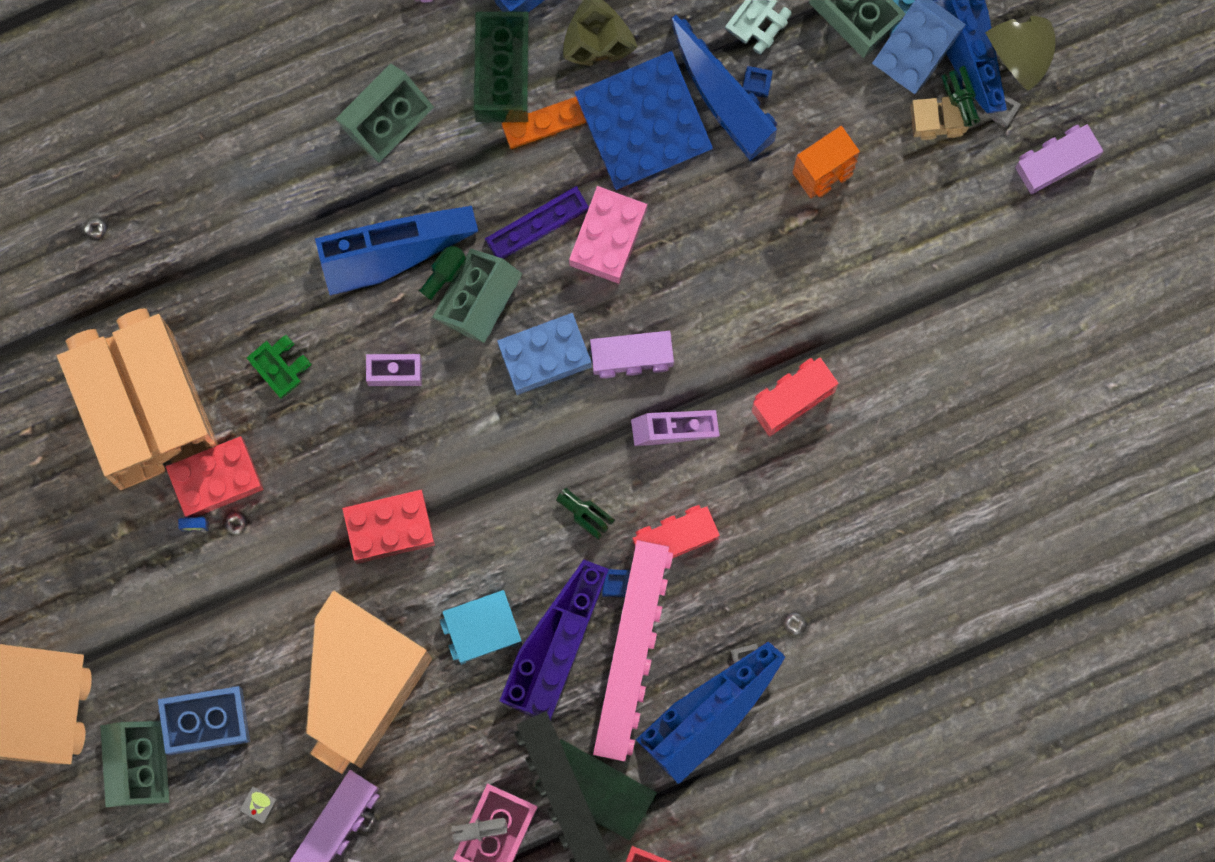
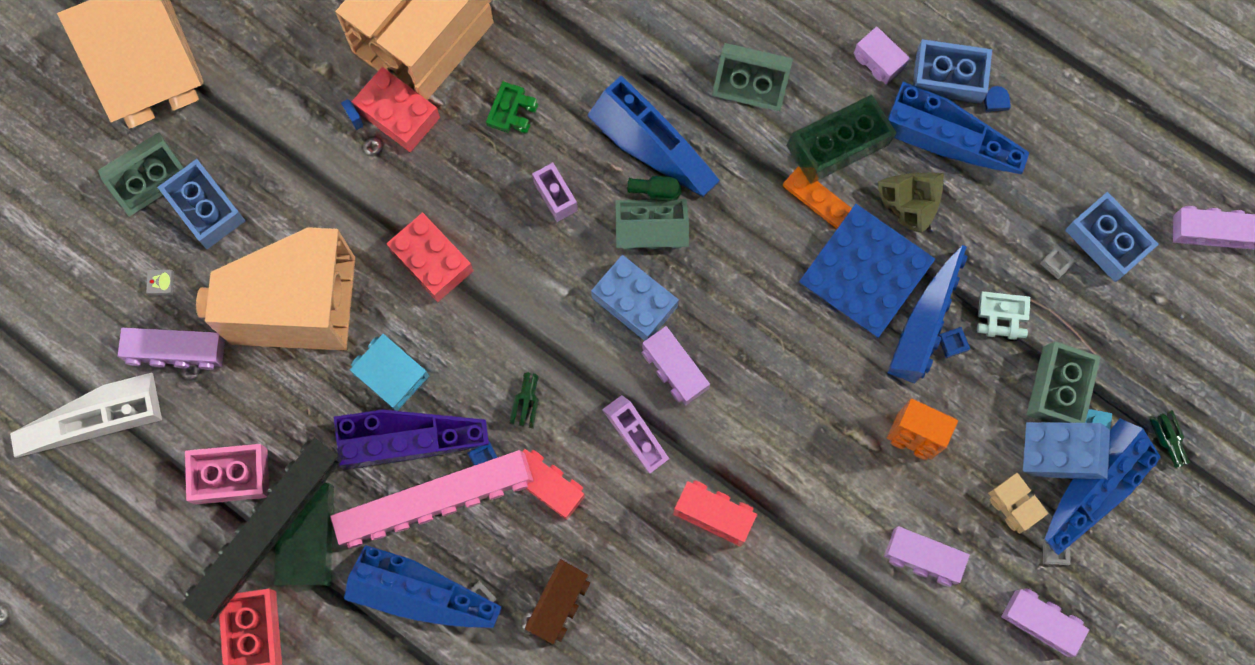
camera: 60 degrees right, 5 degrees down
(479, 830) = (216, 457): light grey axle -> none
(537, 224) = (735, 238): dark purple tile -> none
(608, 234) = (759, 294): bright pink brick -> none
(794, 587) = (558, 602): none -> reddish brown slope
(940, 228) = (926, 556): none -> lavender brick
(962, 97) = (1046, 509): dark green arm -> none
(1025, 48) = (1119, 540): olive brick -> none

